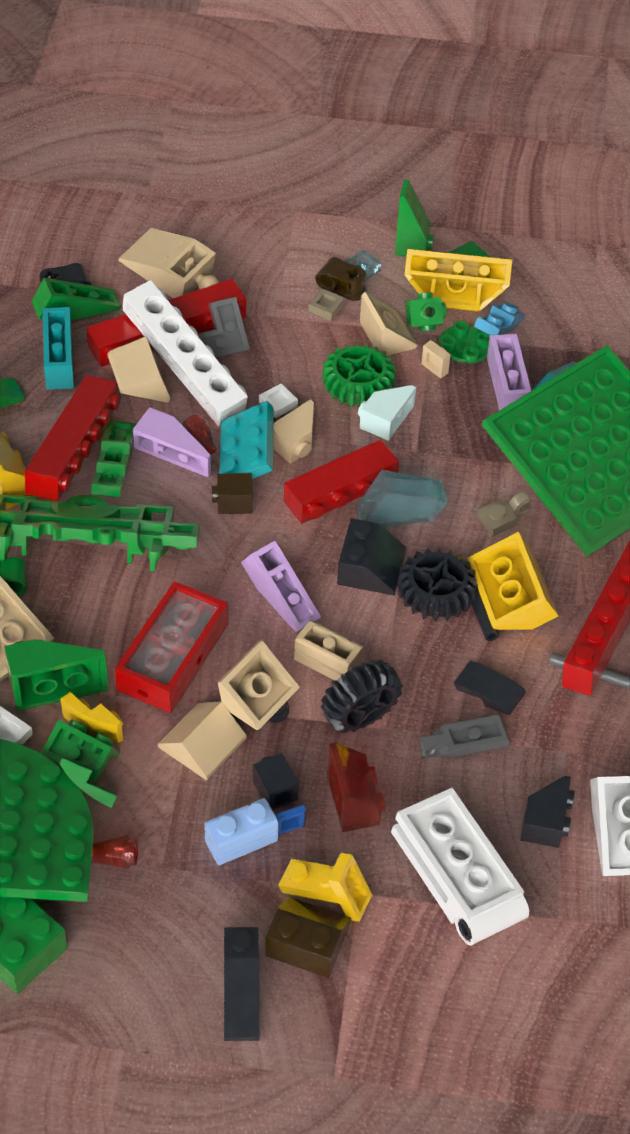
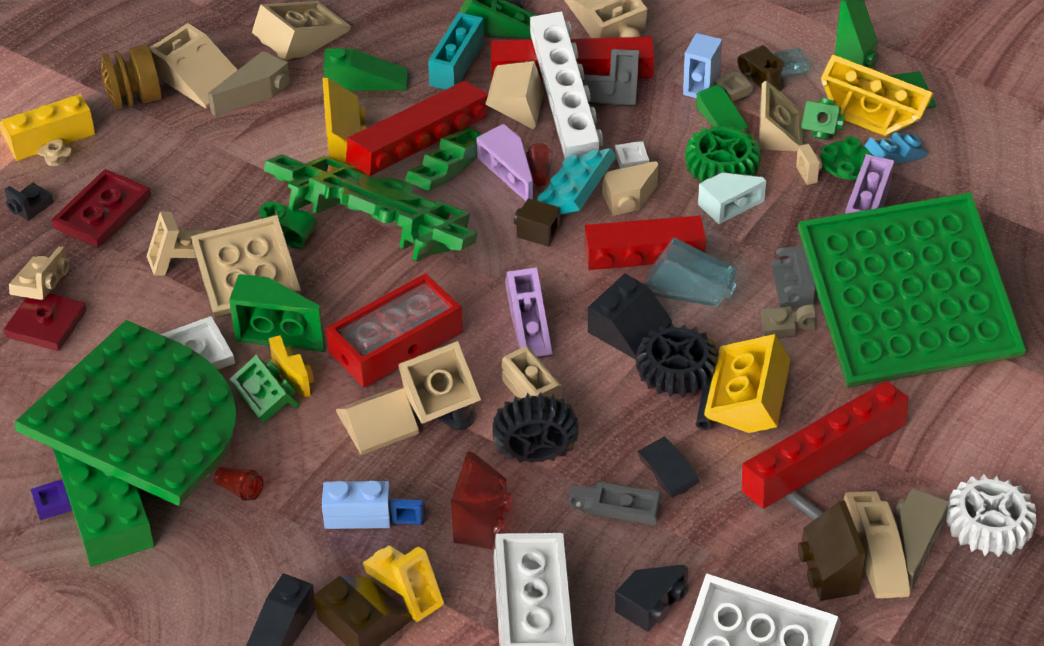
camera: 30 degrees right, 5 degrees down
(81, 777) = (246, 410): green slope -> none
(275, 781) = (415, 475): black brick -> none
(295, 294) = (701, 64): none -> light blue brick
(327, 331) = (718, 108): none -> green slope
(487, 470) = (793, 278): none -> dark grey hinge

